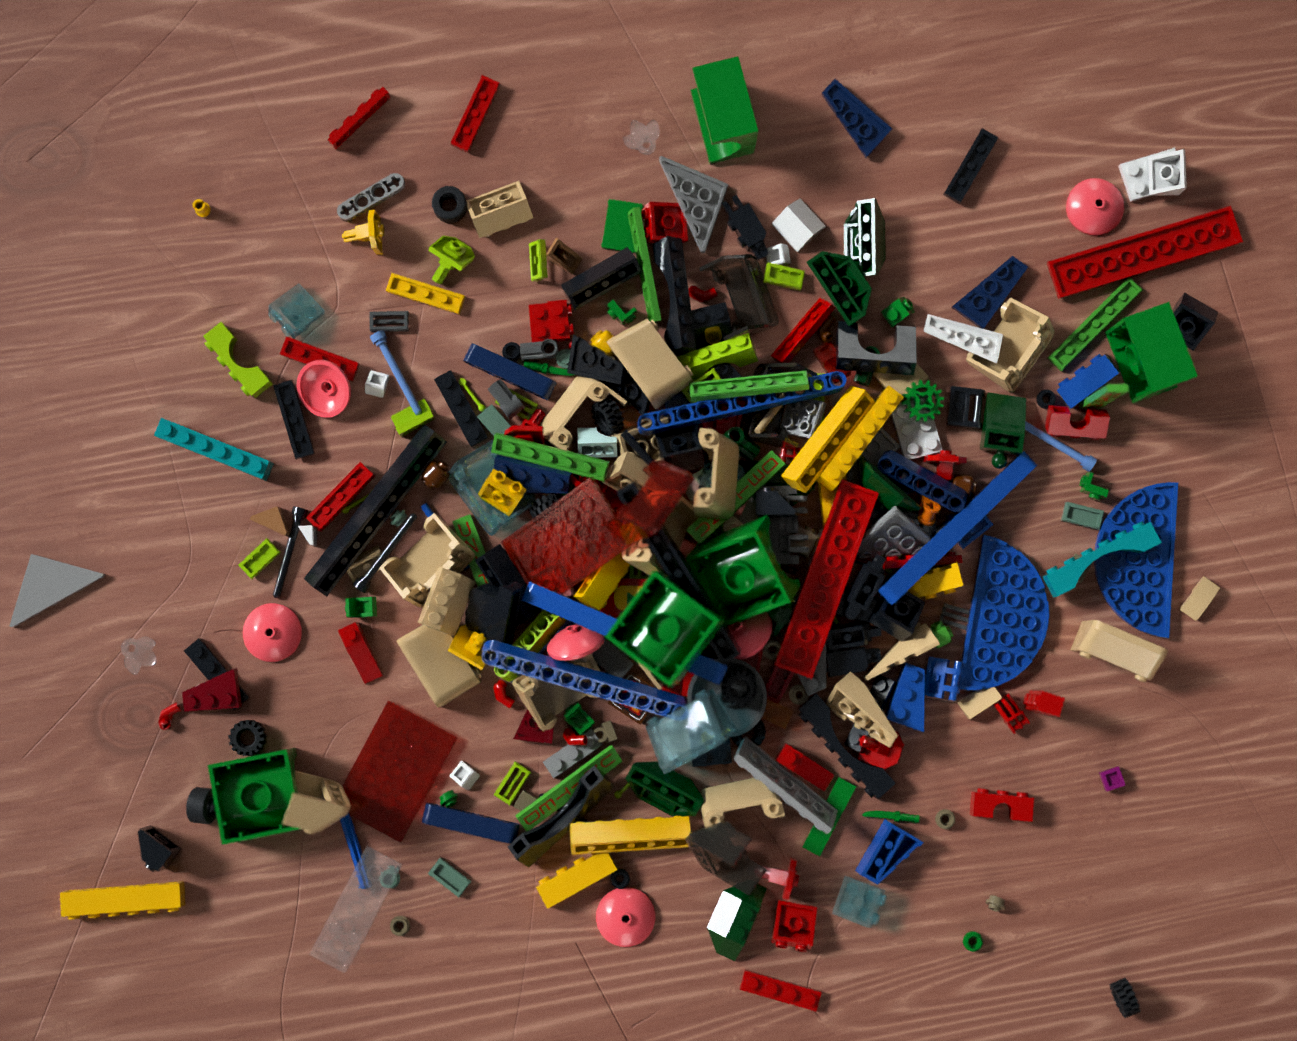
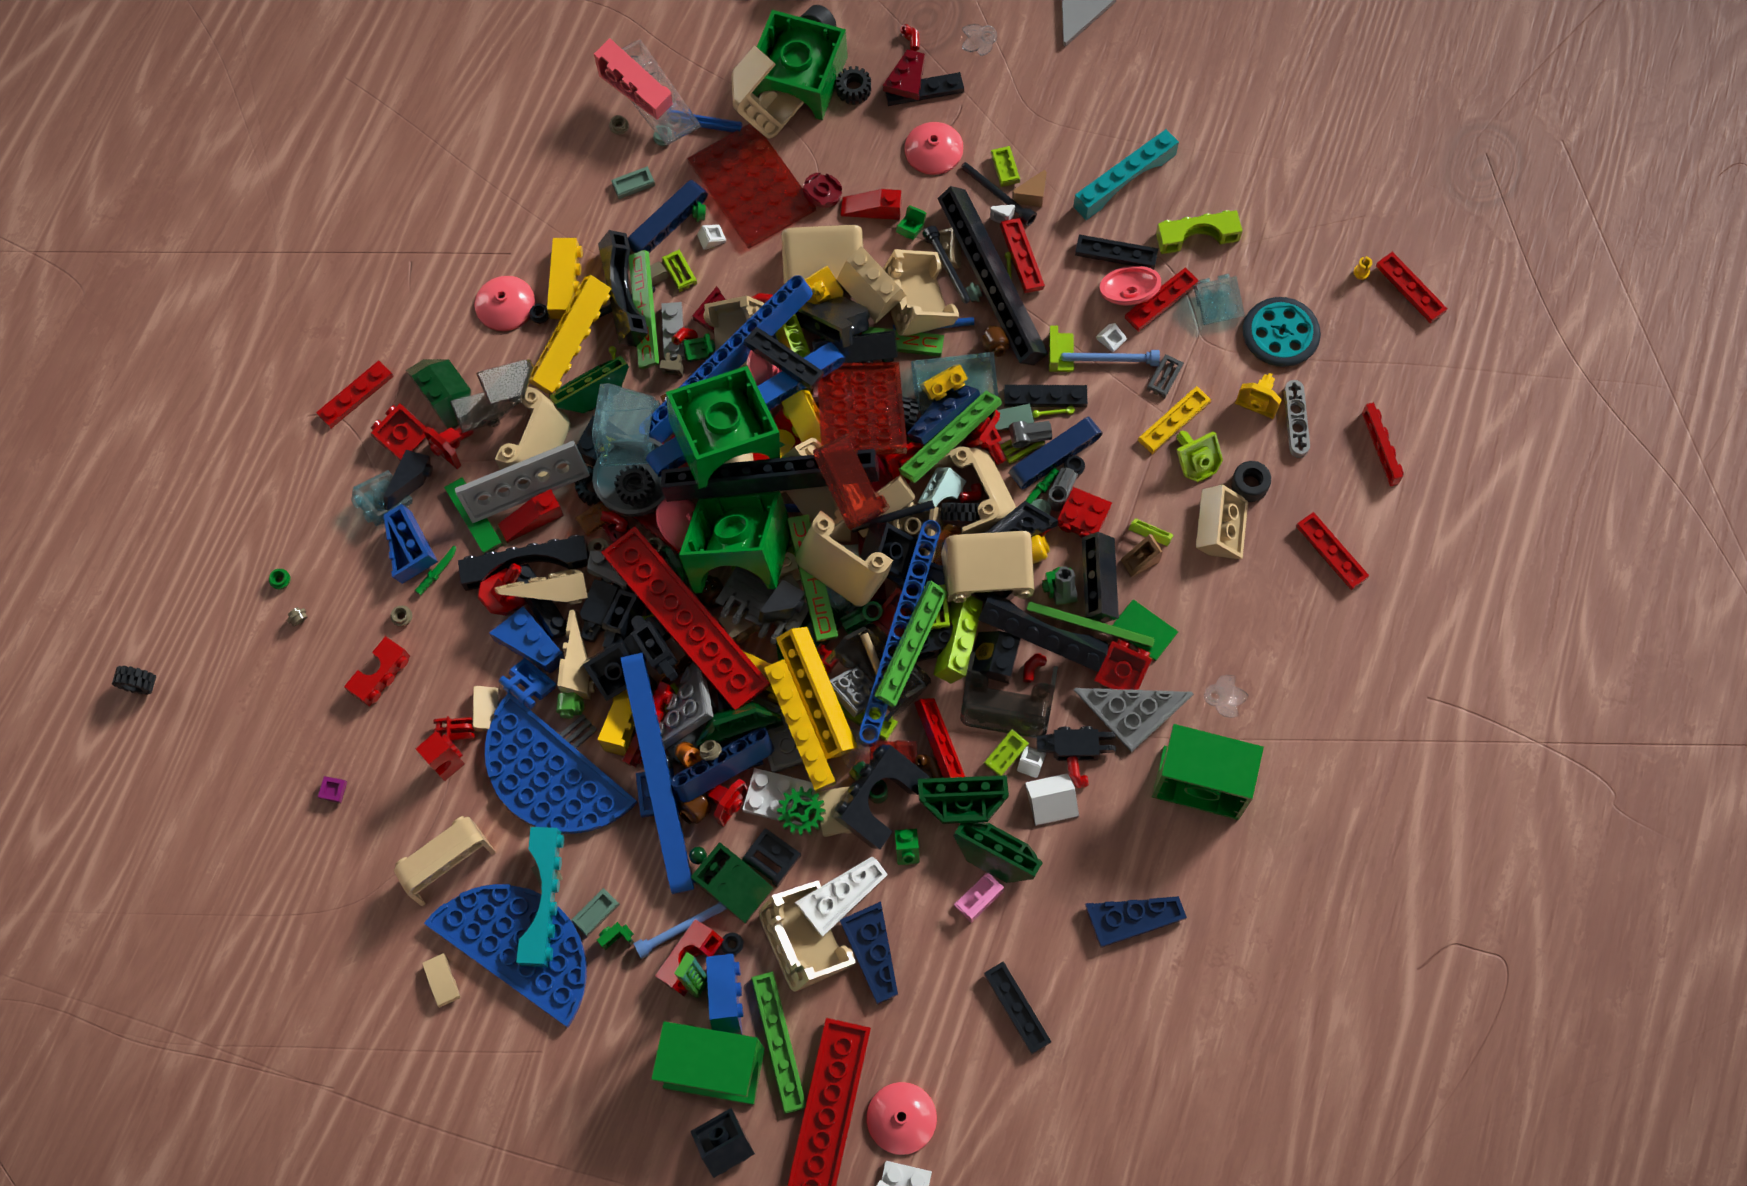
camera: 125 degrees right, 15 degrees down
(197, 162) = (1411, 287): none -> red plate
(295, 221) = (1286, 356): none -> wedge
(361, 927) = (631, 79): none -> coral wedge
(369, 703) = (822, 190): none -> dark red tile
(565, 625) = (783, 358): none -> black plate
(583, 416) = (972, 496): none -> red arm
(626, 300) = (1064, 586): none -> dark grey piece
(771, 216) = (1074, 773): none -> red arm
(771, 685) = (621, 523): none -> red arm
(828, 888) = (407, 478): none -> black slope
(906, 237) = (979, 897): none -> bright pink hinge
(920, 499) = (710, 750): none -> dark tan plate

